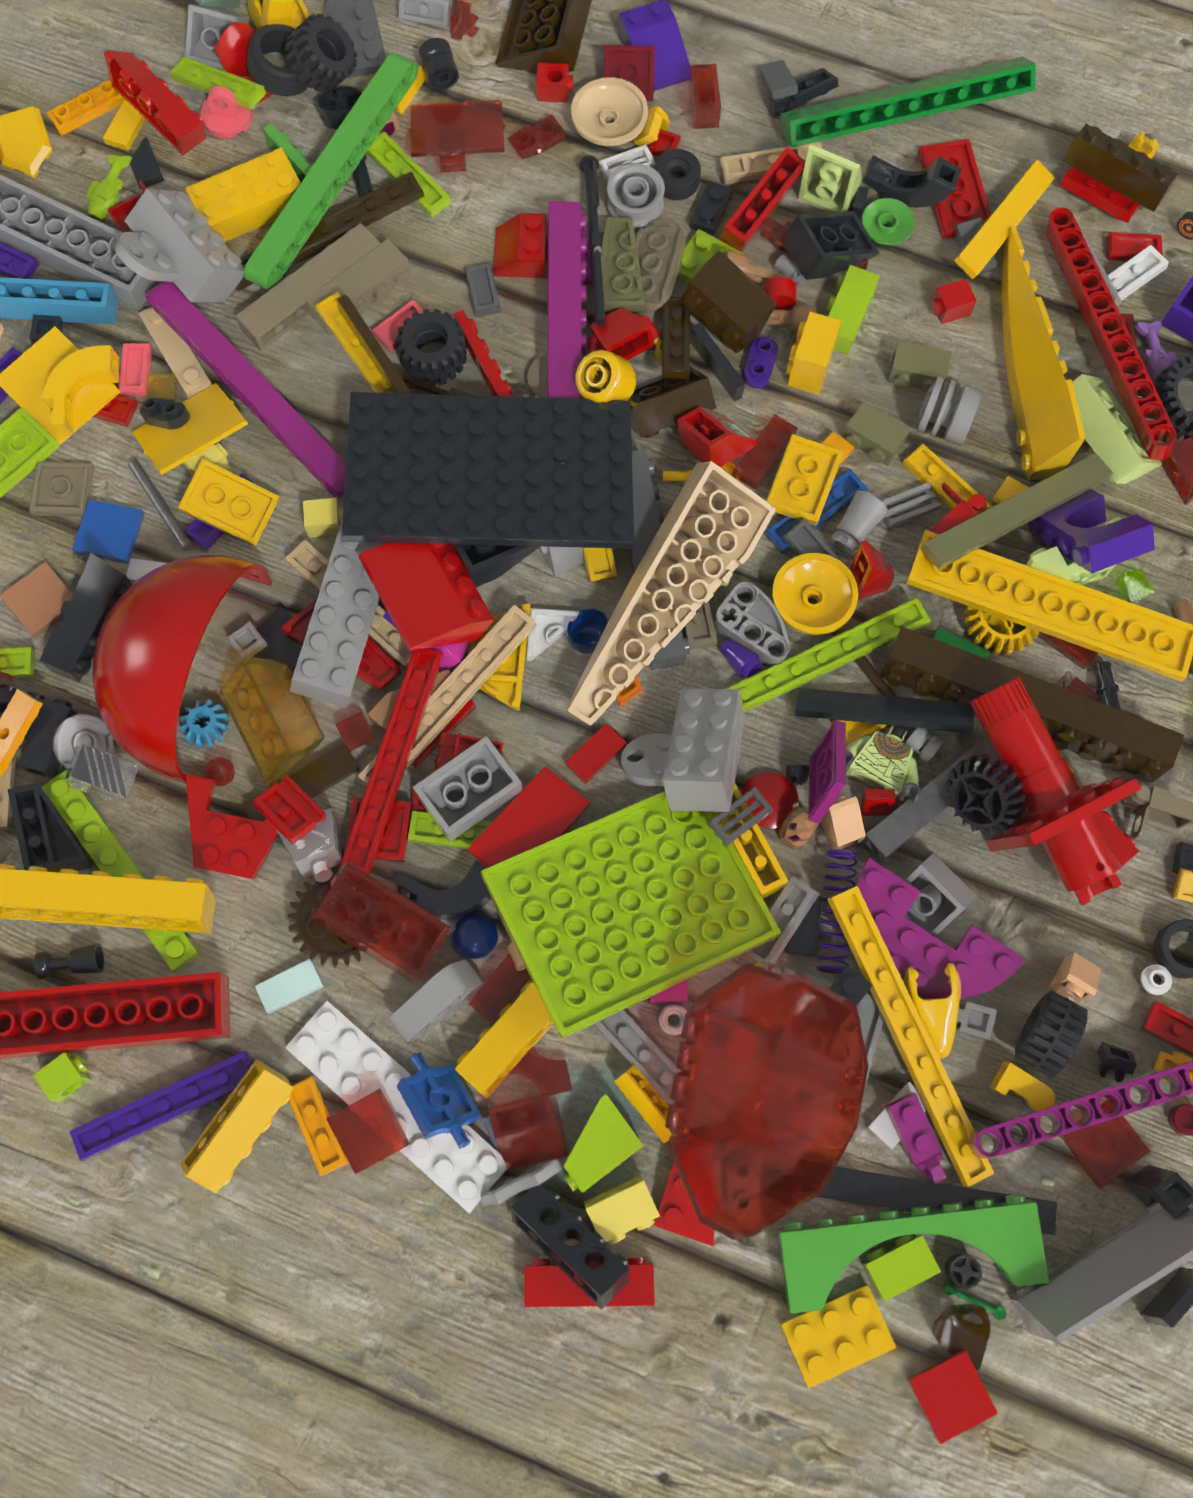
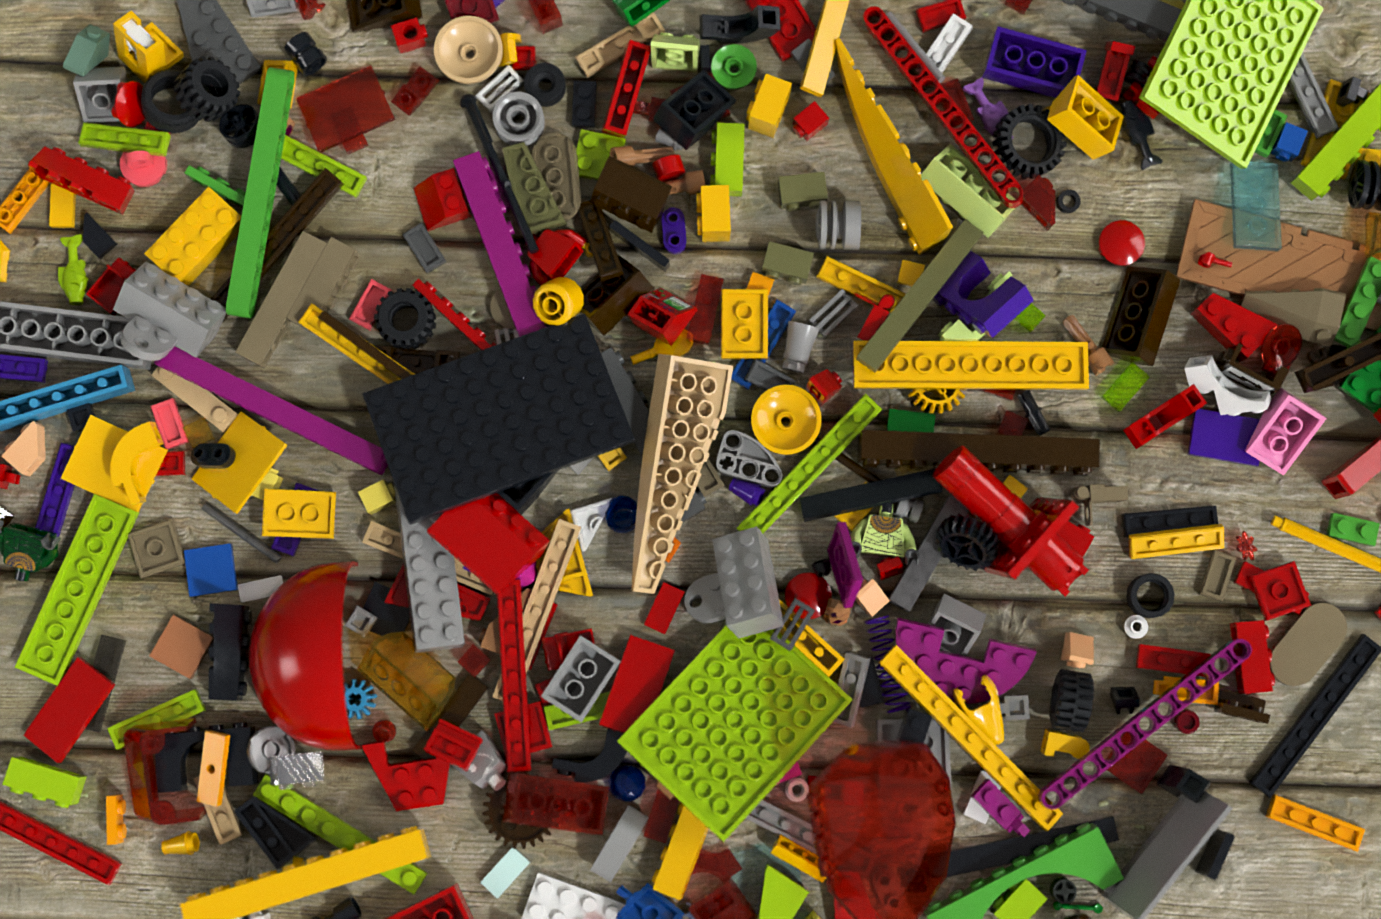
camera: 20 degrees left, 10 degrees up
(913, 266) = (769, 105): none -> yellow brick

